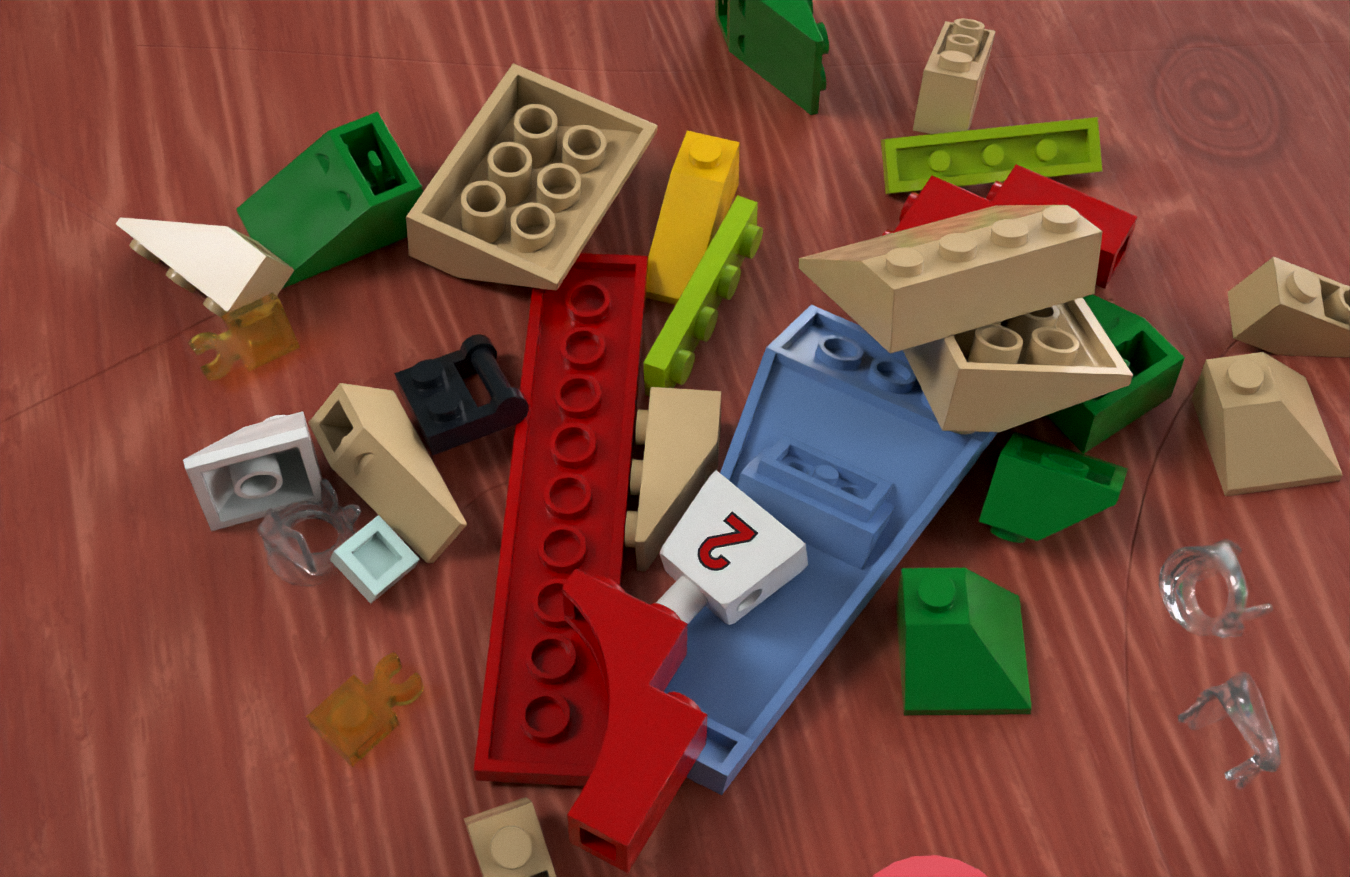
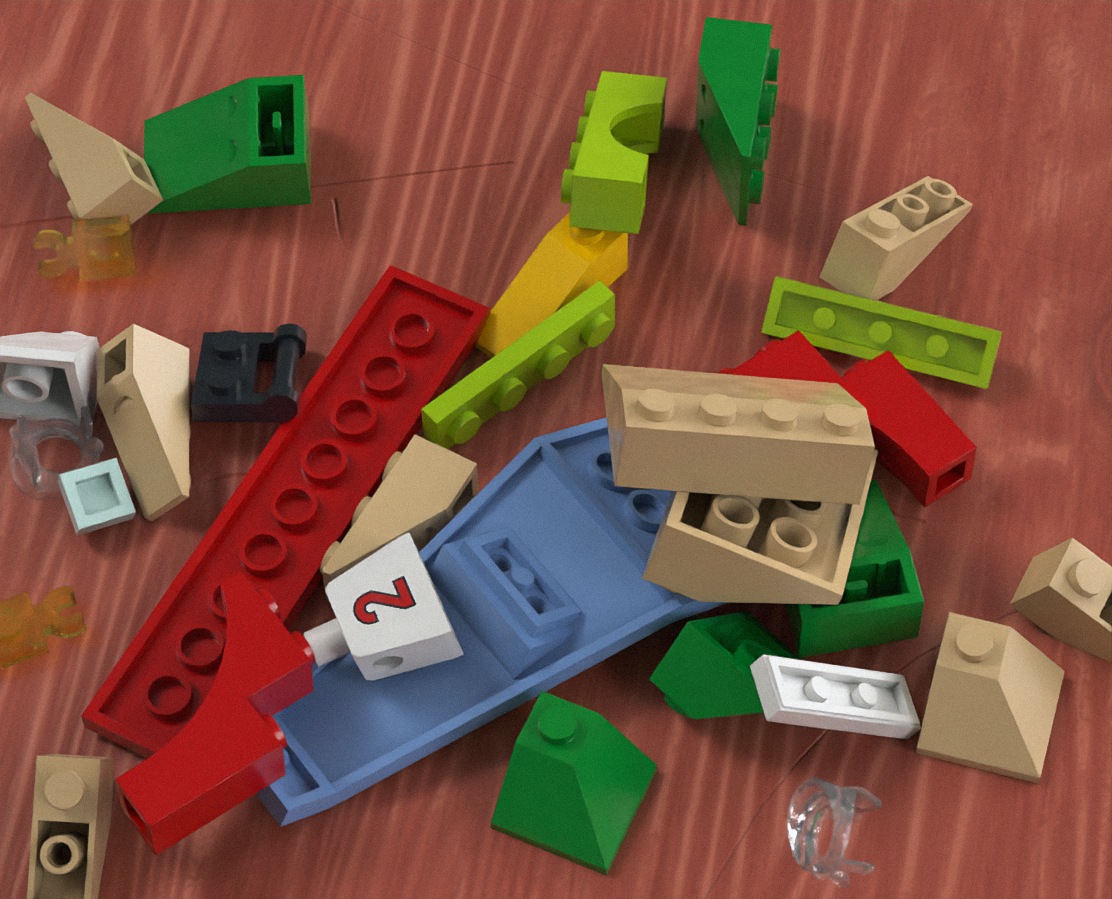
camera: 25 degrees right, 0 degrees up
(526, 183) = (411, 193): tan slope -> none
(704, 103) = (609, 155): none -> lime arch
(1153, 471) = (834, 697): none -> white tile

